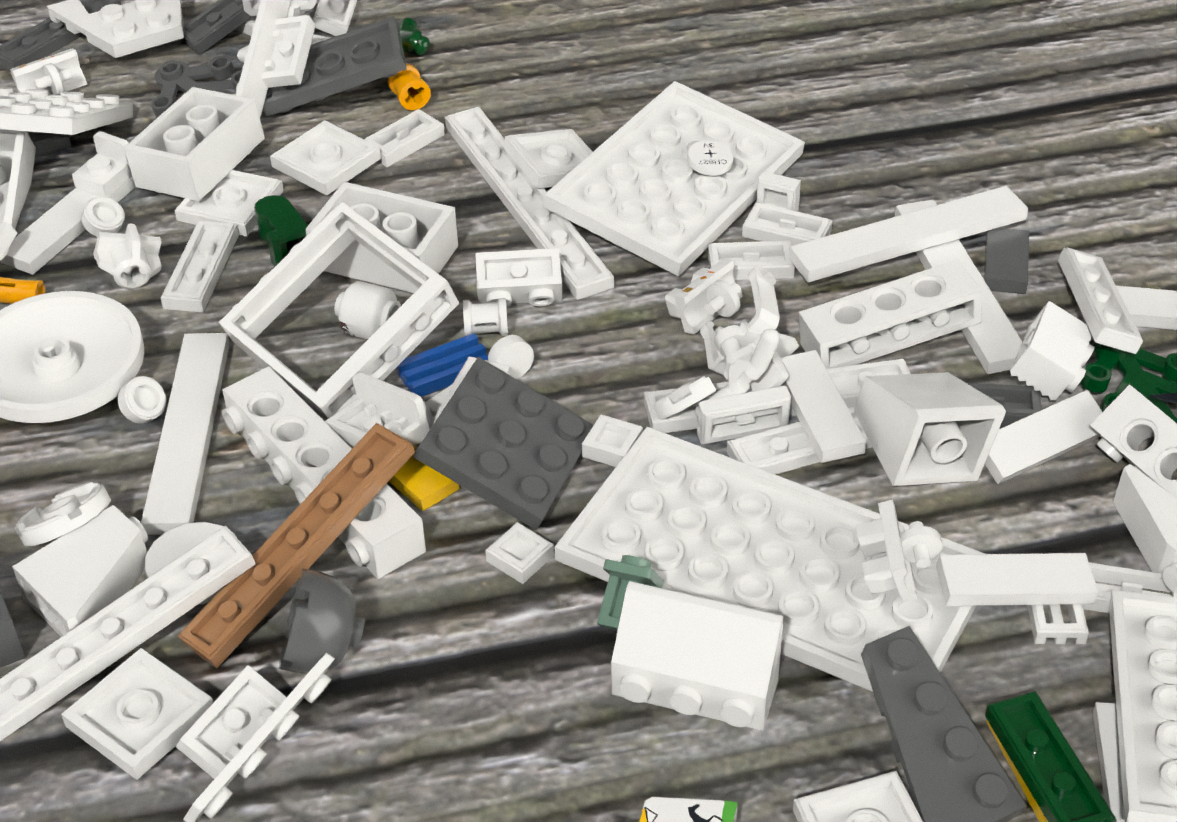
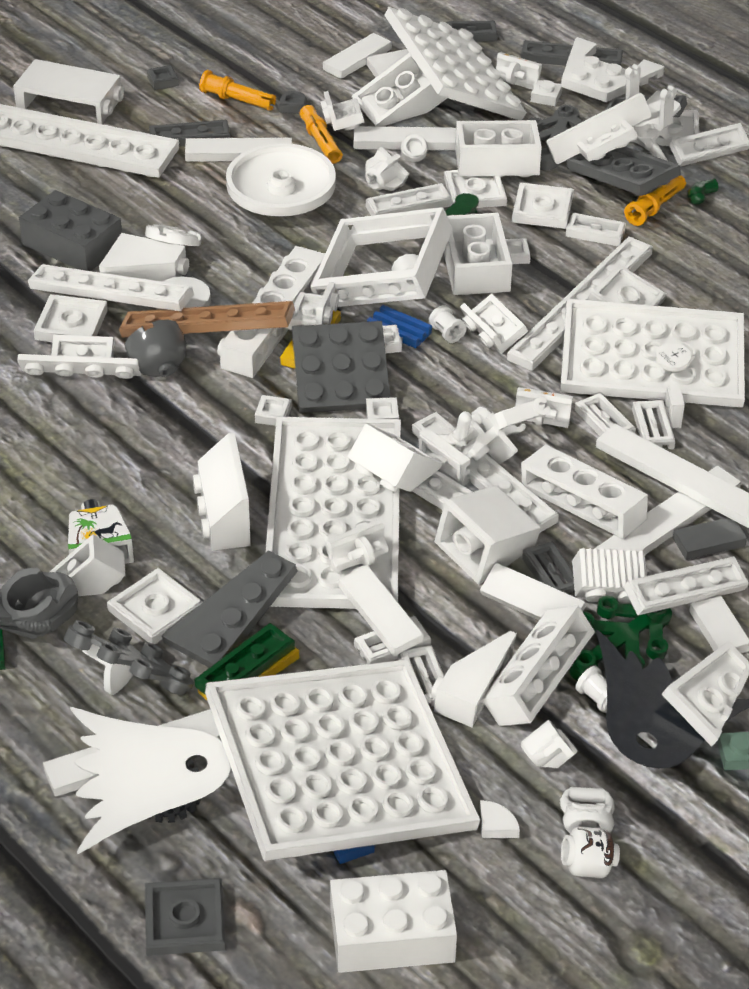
camera: 60 degrees right, 0 degrees up
(106, 169) = (444, 128): white bracket -> none
(108, 75) = (546, 92): none -> white plate
(142, 399) = (278, 226): white tile -> none
(186, 433) = (262, 257): white tile -> none
(514, 352) = (420, 346): white tile -> none
(629, 569) = (261, 457): sand green bracket -> none
(684, 397) = (432, 422): white tile -> none
(748, 455) = (391, 459): none -> white slope
(821, 408) = (491, 471): white tile -> none

